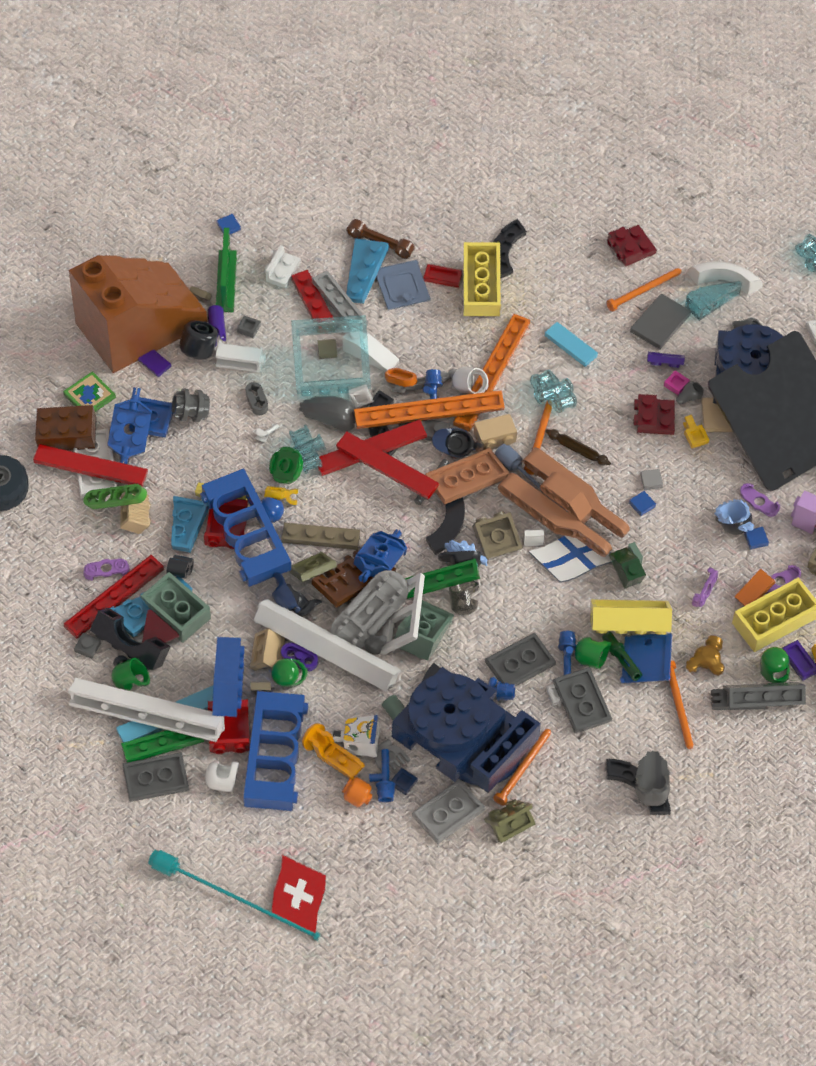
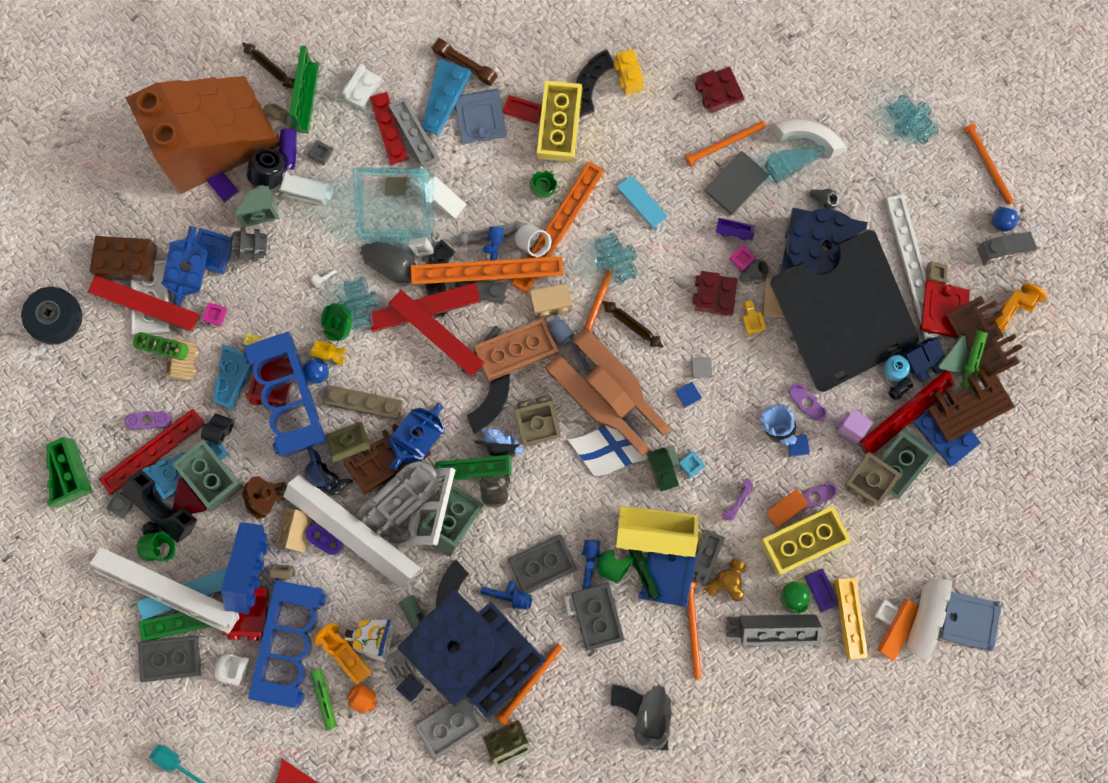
camera: 10 degrees right, 20 degrees up
(32, 621) = (66, 473): none -> green wedge
(89, 391) = (153, 217): tile -> none
(162, 471) = (214, 314): none -> dark pink plate
(187, 256) = (288, 82): none -> dark brown wheel
(196, 372) = (257, 207): none -> sand green slope
(229, 222) = (314, 31): blue tile -> none
(233, 619) = (261, 496): none -> reddish brown hinge
(260, 397) = (314, 239): dark grey beam -> none
(286, 672) = (305, 563): green helmet -> none
(315, 790) = (330, 722): none -> bright green pin
(385, 787) = (390, 698): blue piece -> none
(401, 377) = (464, 228): orange tile -> none
(455, 442) = (509, 311): black hair -> none
(472, 335) = (543, 184): none -> green hair
(533, 537) = (572, 426): white tile -> none
(542, 235) = (629, 72): none -> yellow brick
(654, 563) = (691, 464): none -> medium azure tile
(683, 637) = (707, 556): none -> dark grey hinge

